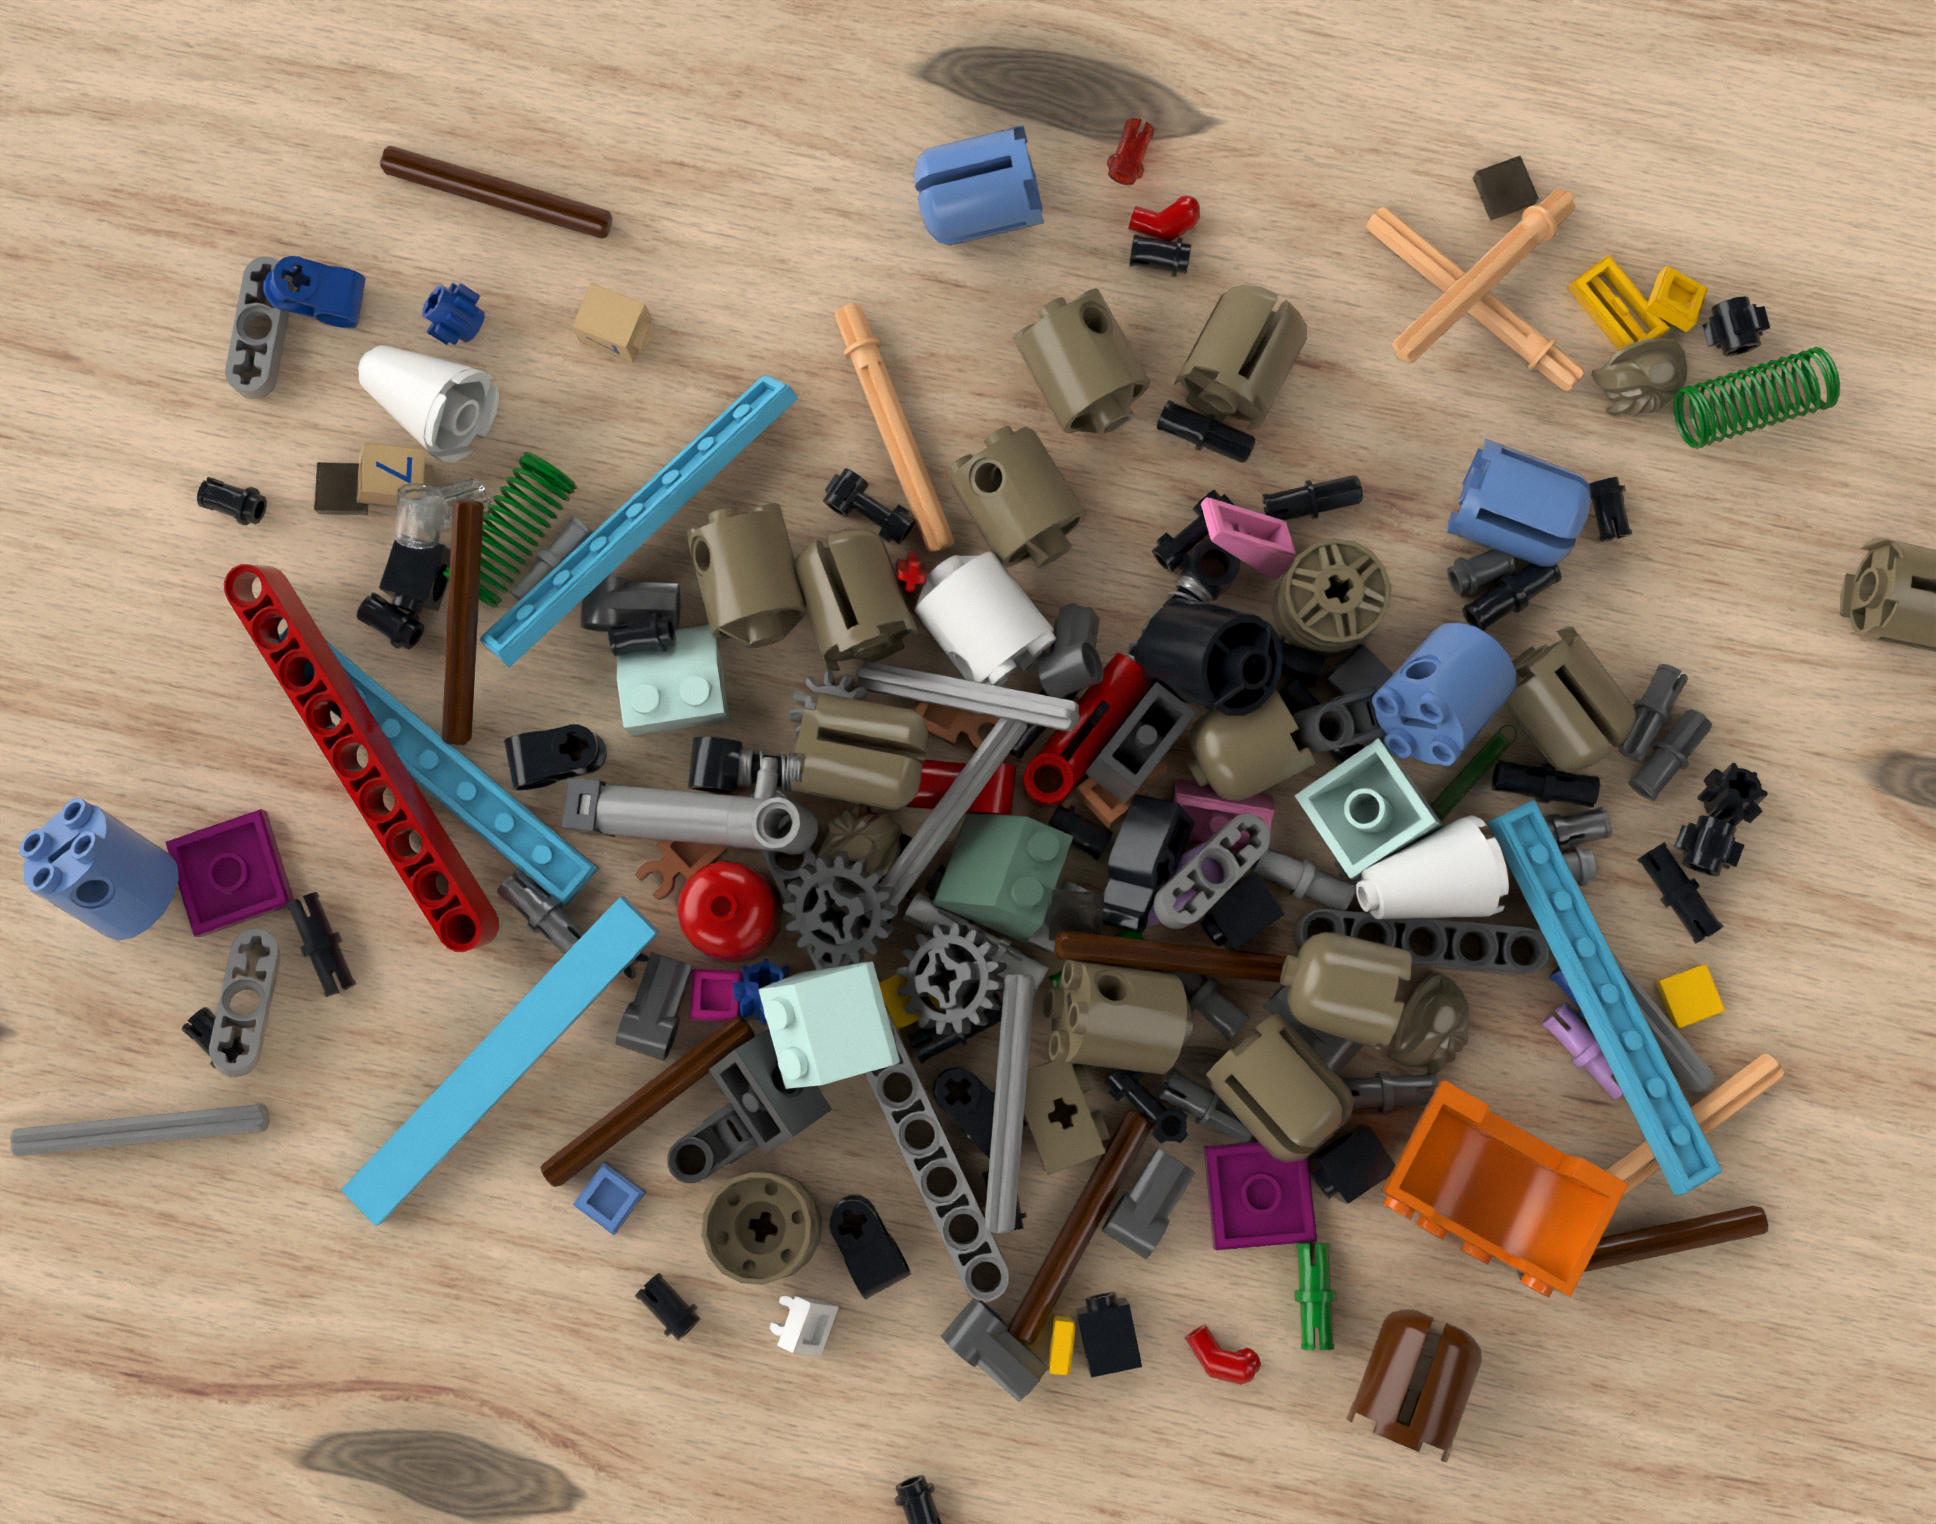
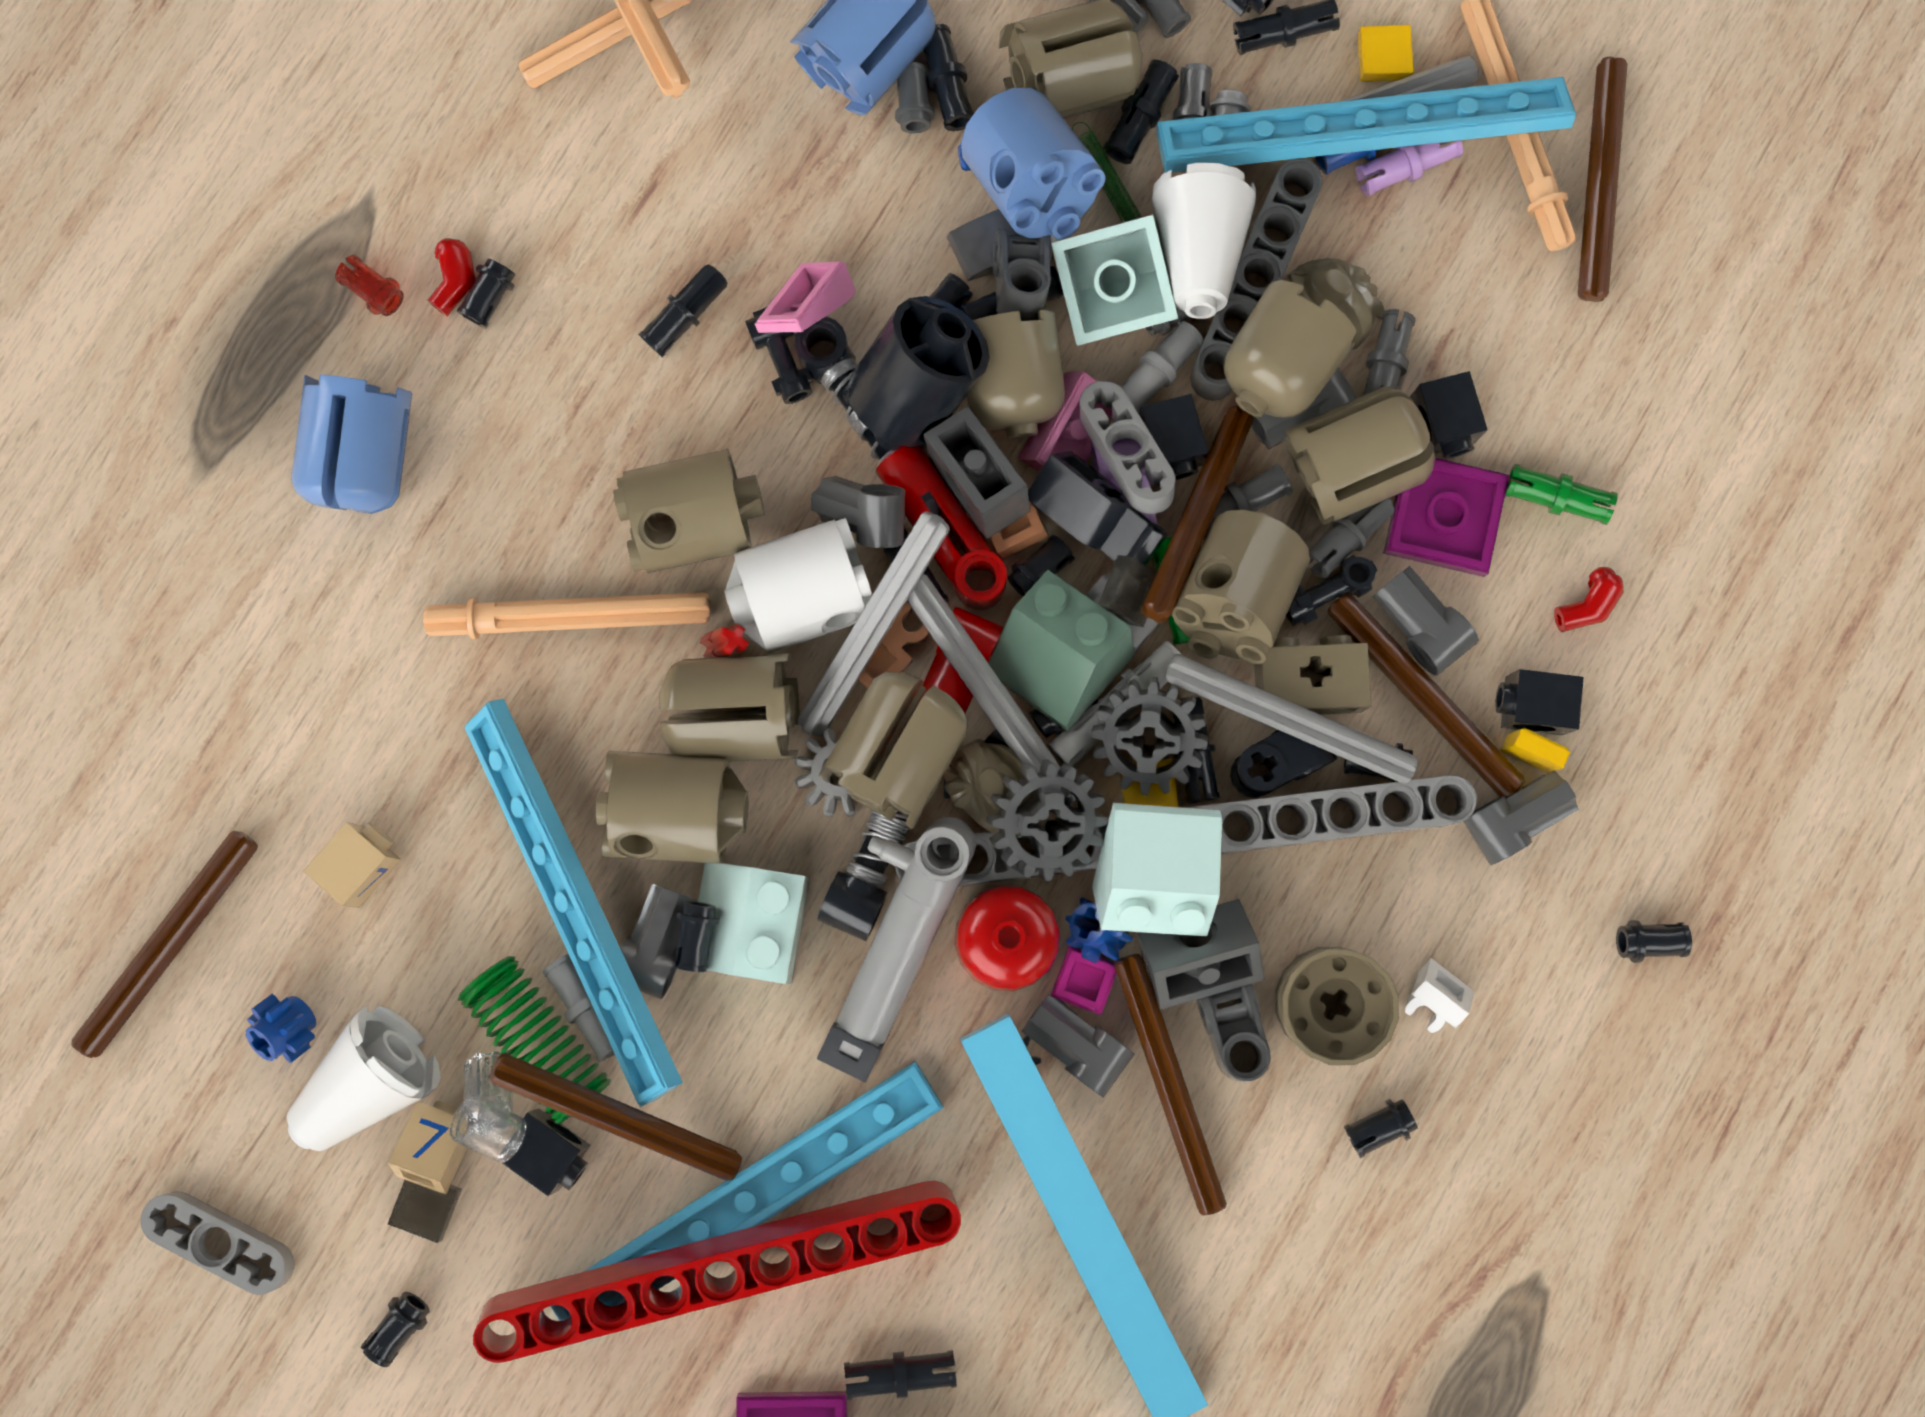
camera: 70 degrees left, 0 degrees up
(323, 291) = (205, 1159): blue piece -> none
(392, 622) = (585, 1197): black pin -> none
(542, 912) = (945, 1131): flat silver pin -> none
(545, 756) = (785, 1079): black piece -> none
(609, 1198) = (1253, 1154): medium blue tile -> none
(679, 859) = (935, 972): nougat plate -> none
(847, 493) = (619, 683): black bar -> none
(870, 1254) = (1386, 909): black piece -> none
(1083, 364) = (573, 401): dark tan cylinder -> none
(1243, 355) = (621, 243): dark tan cylinder -> none
(1313, 498) = (787, 230): black axle -> none
(1332, 624) = (888, 270): dark tan wheel -> none
(1444, 1390) = (1674, 422): reddish brown cylinder -> none
(1502, 1192) = (1524, 278): orange cylinder -> none

